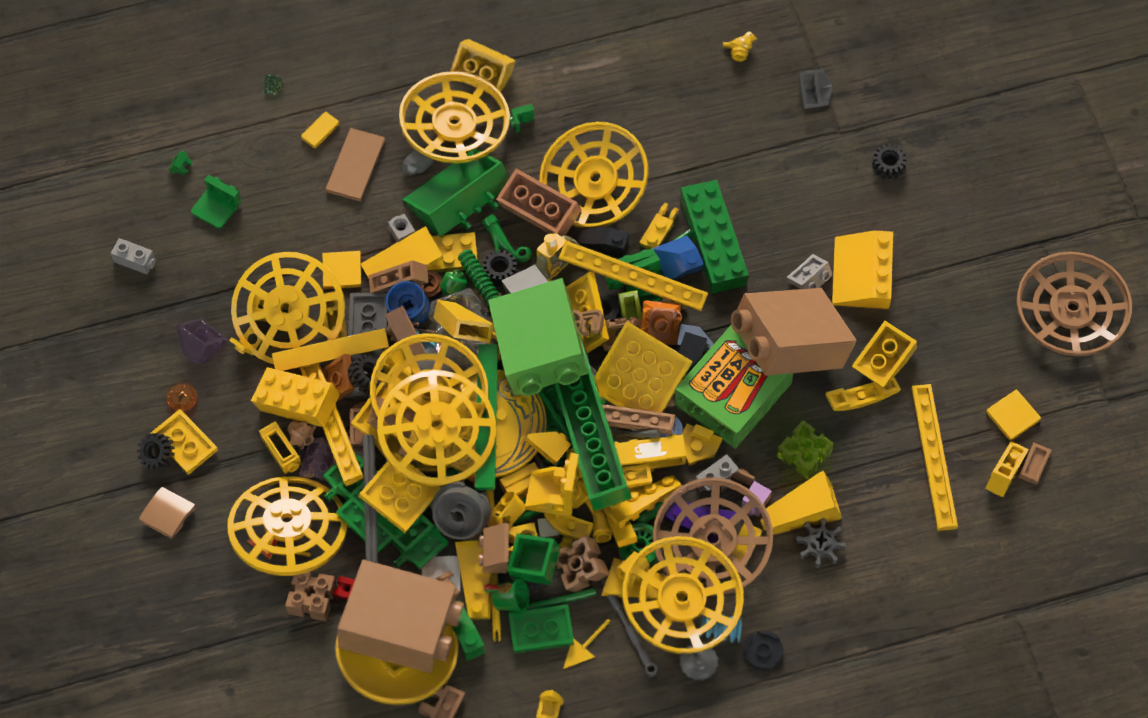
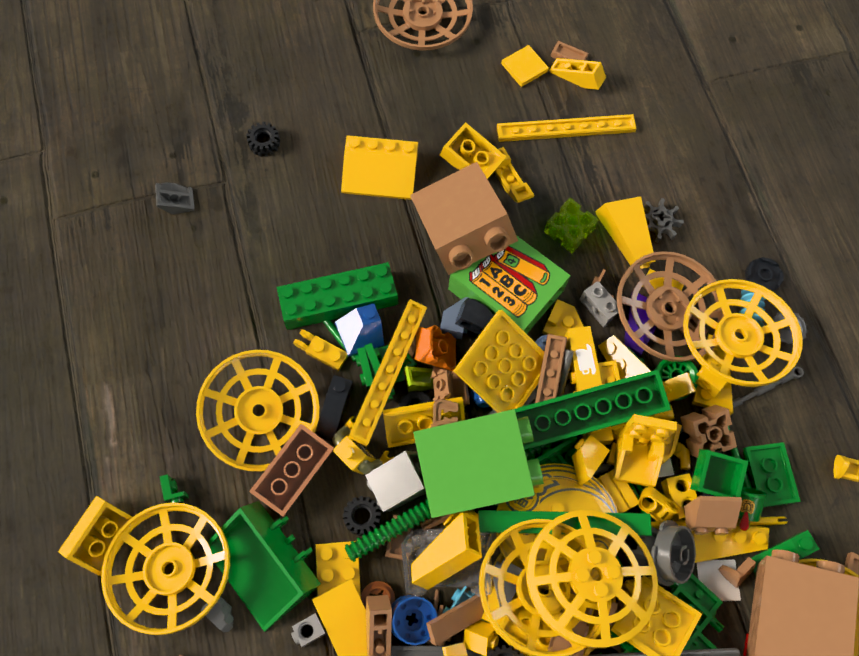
camera: 95 degrees left, 5 degrees up
(453, 283) = (384, 567): green head -> none
(492, 225) = (327, 515): green plant -> none
(578, 653) = (786, 436): yellow piece -> none
(740, 46) = (113, 261): yellow animal -> none
(762, 493) = (618, 269): lavender brick -> none
(811, 273) = (382, 213): light grey bracket -> none

